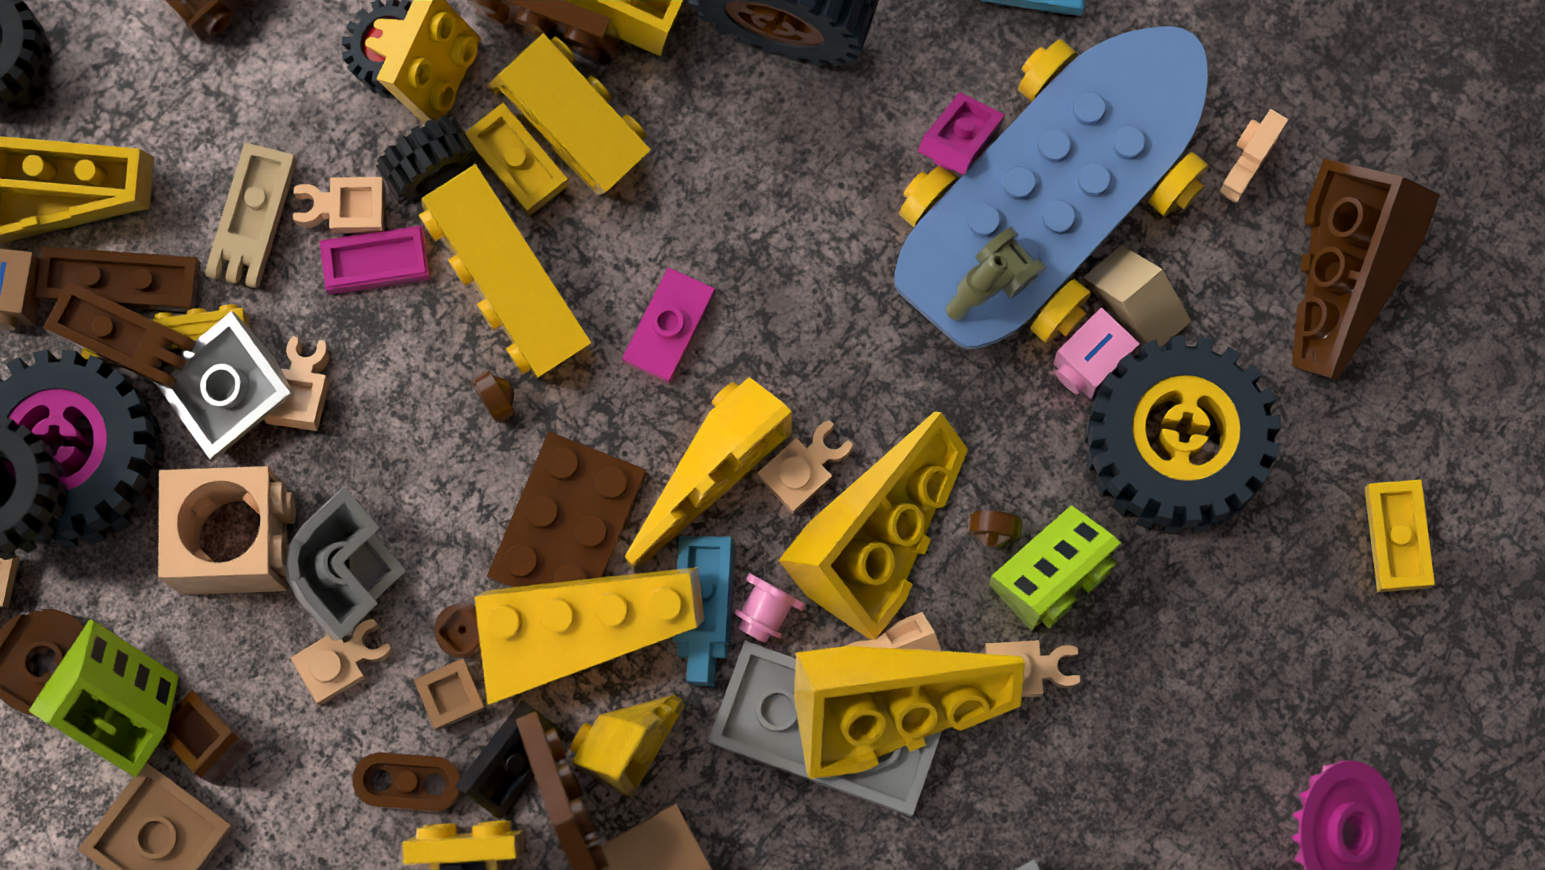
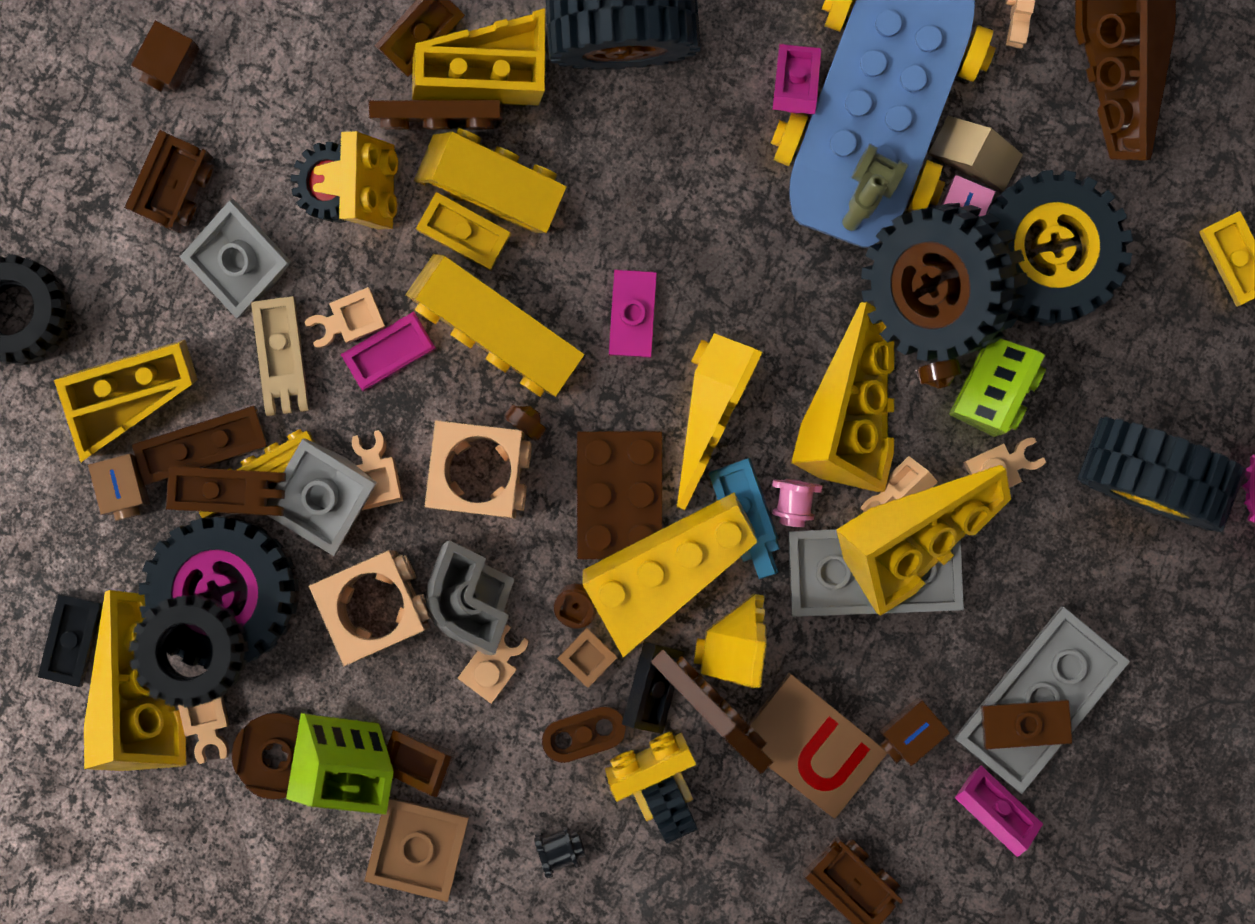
camera: 30 degrees left, 10 degrees up
(249, 91) = (235, 259): none -> light grey slope
(386, 386) = (453, 440): none -> light nougat brick
(426, 159) = (399, 262): black tyre -> none
(800, 472) = (776, 386): light nougat plate -> none
(1054, 453) = (970, 306): none -> black wheel
(1207, 739) = (1162, 473): none -> black wheel

